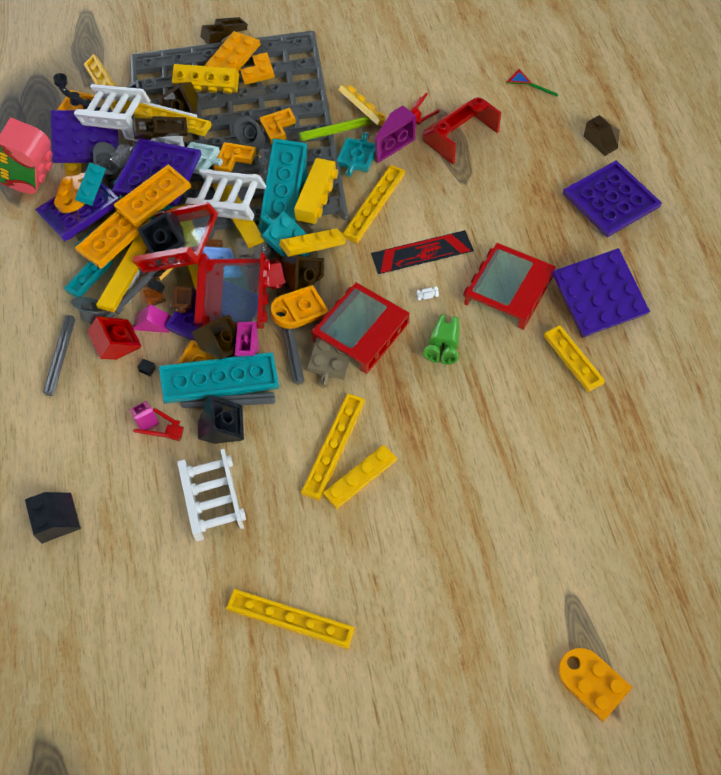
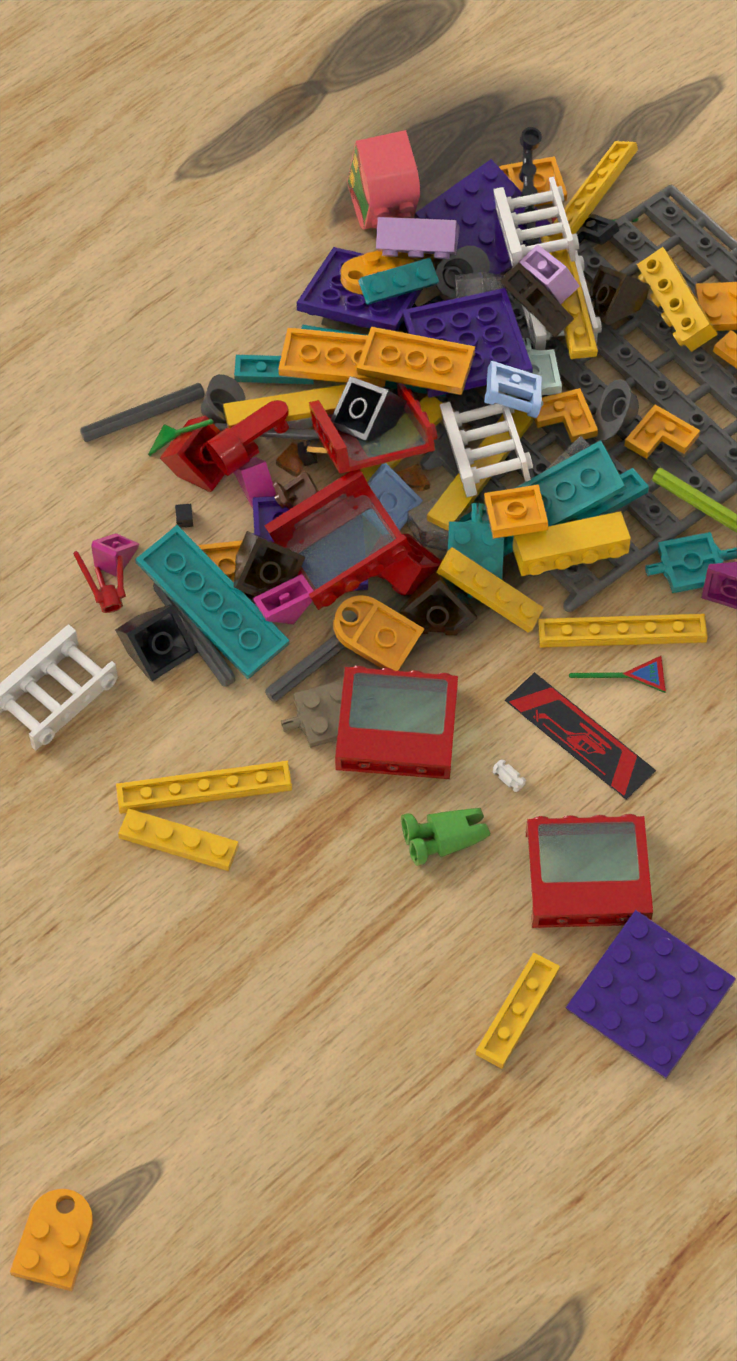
camera: 55 degrees right, 0 degrees up
(71, 160) = (417, 237): none -> lavender slope
(87, 348) = (168, 433): none -> green piece
(128, 314) = (236, 447): none -> red piece
(150, 108) = (550, 273): none -> lavender slope
(207, 162) = (514, 382): none -> light blue plate
(282, 199) = (516, 511): none -> light orange plate
(406, 206) = (649, 674): none -> piece

